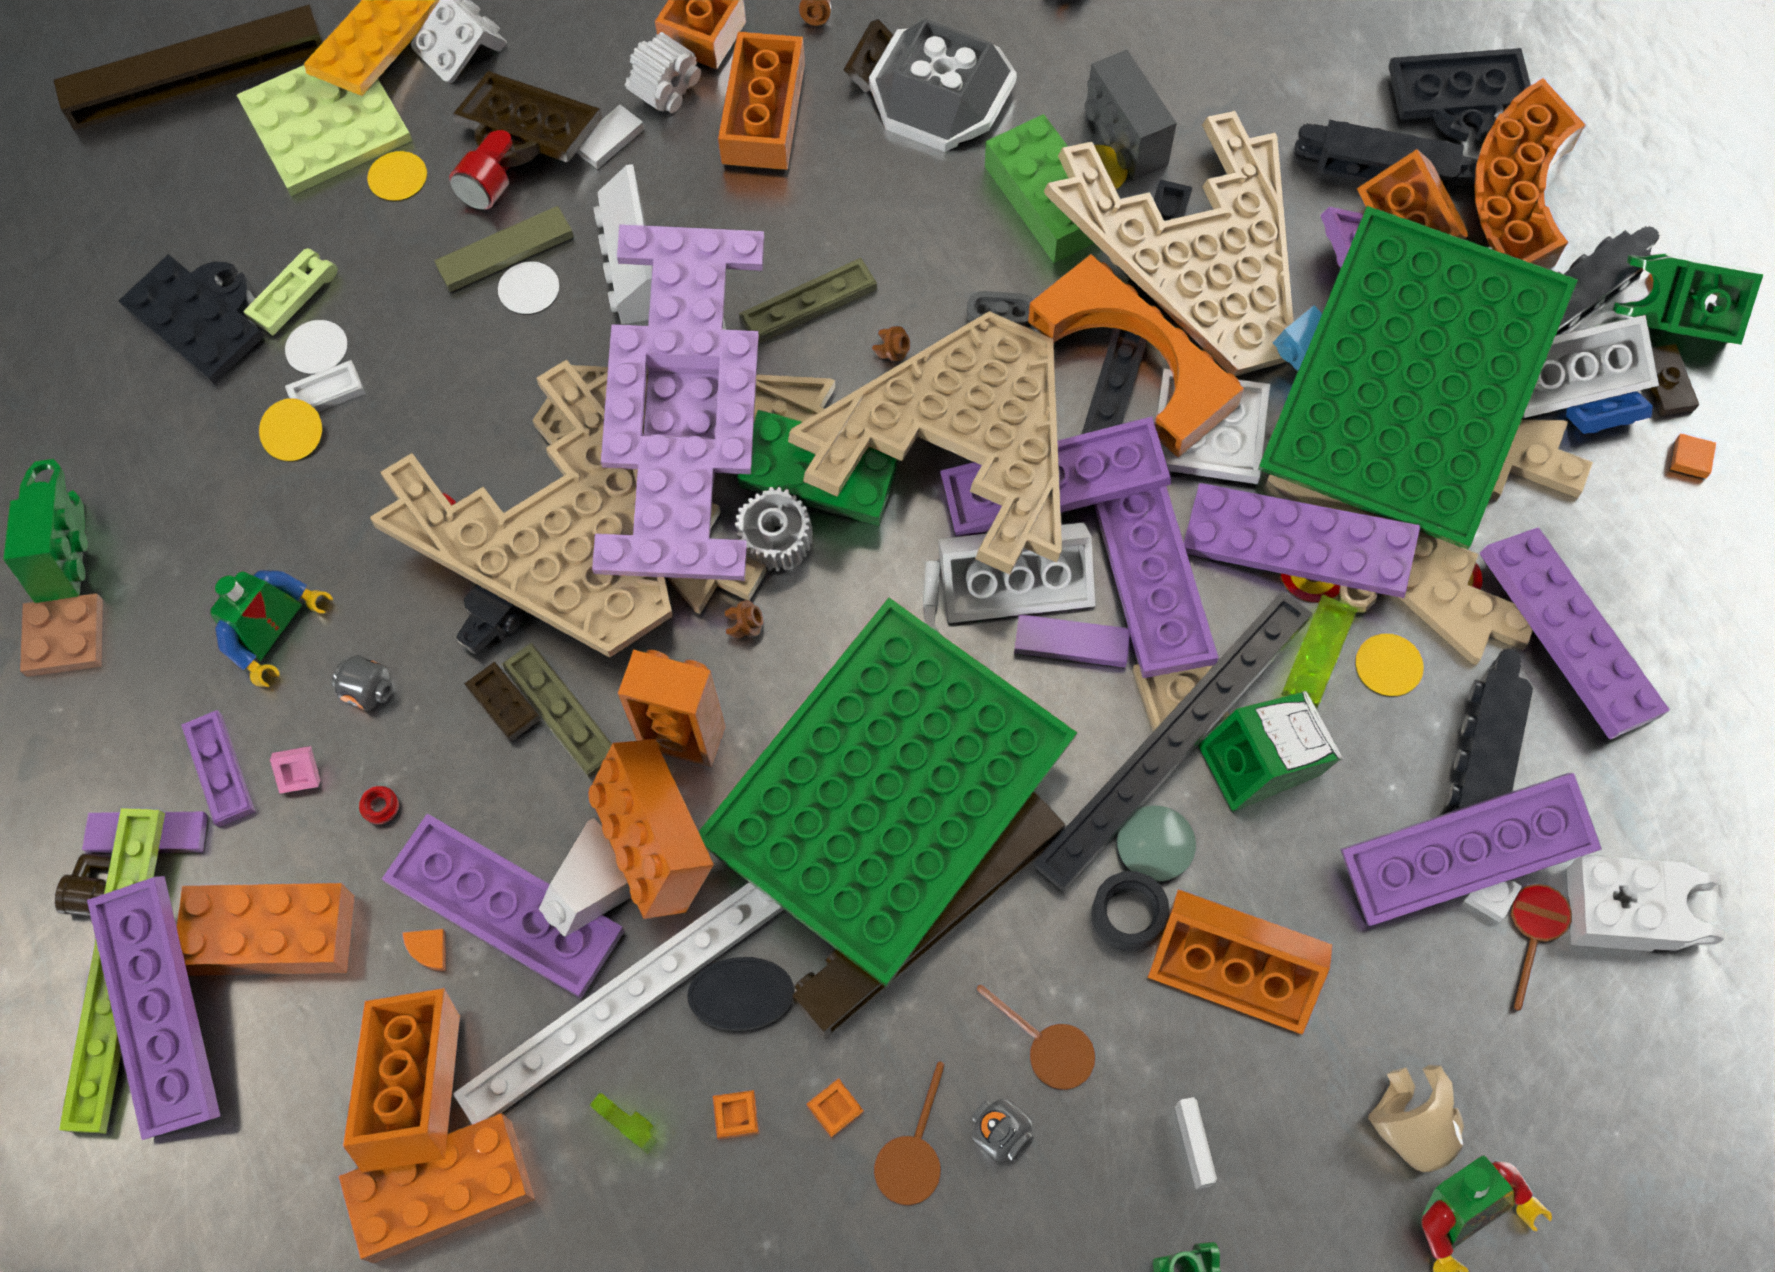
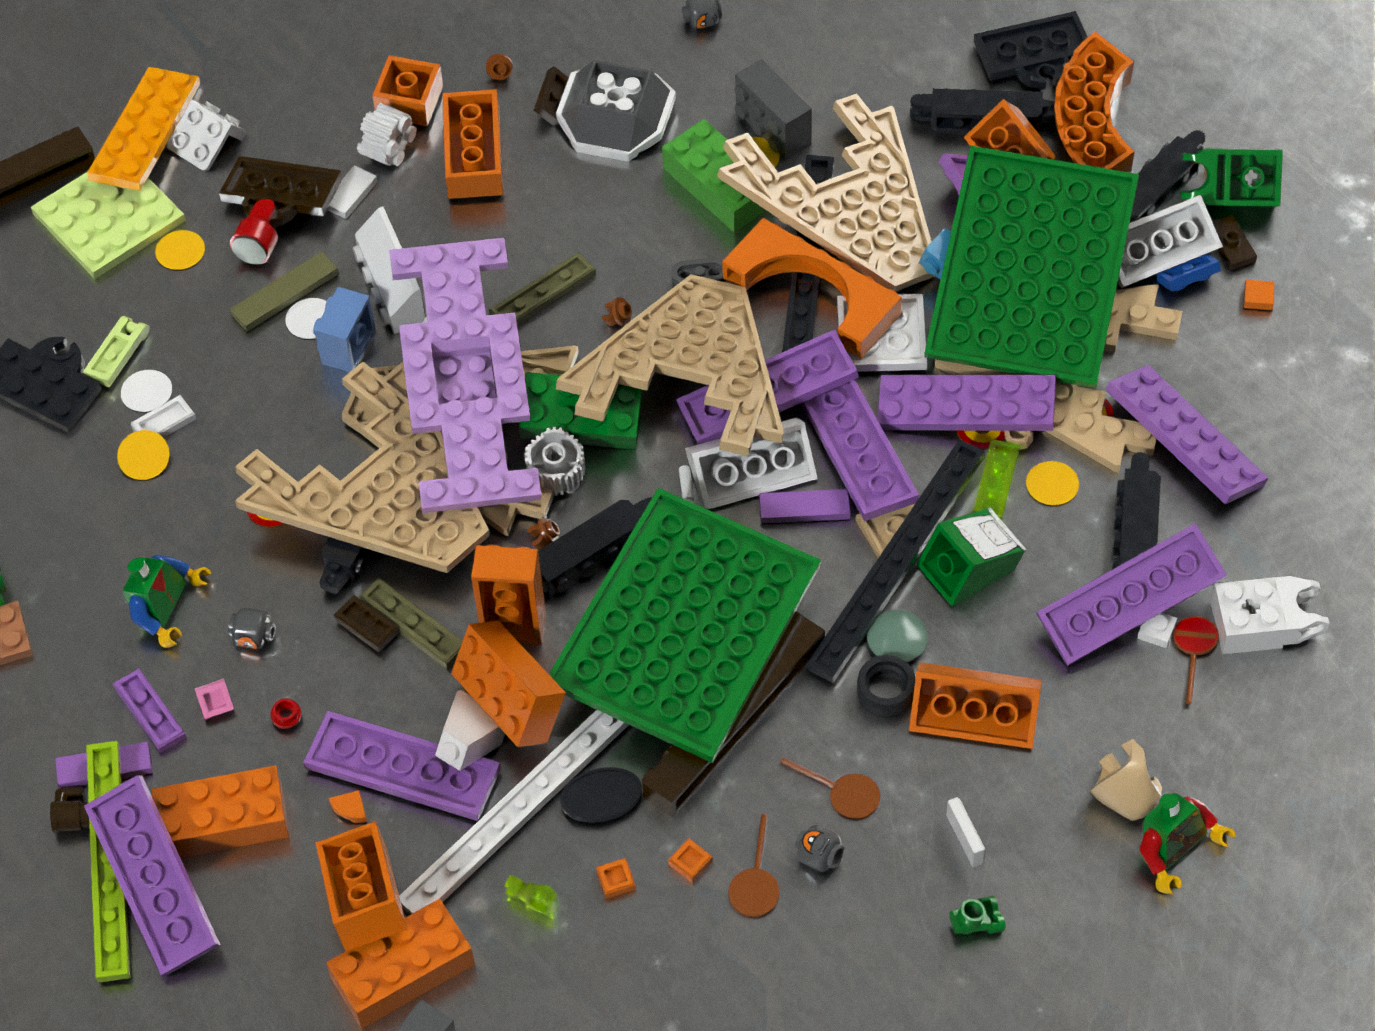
camera: 10 degrees left, 10 degrees down
(558, 311) = (344, 329): none -> medium blue brick
(790, 650) = (588, 546): none -> black hinge

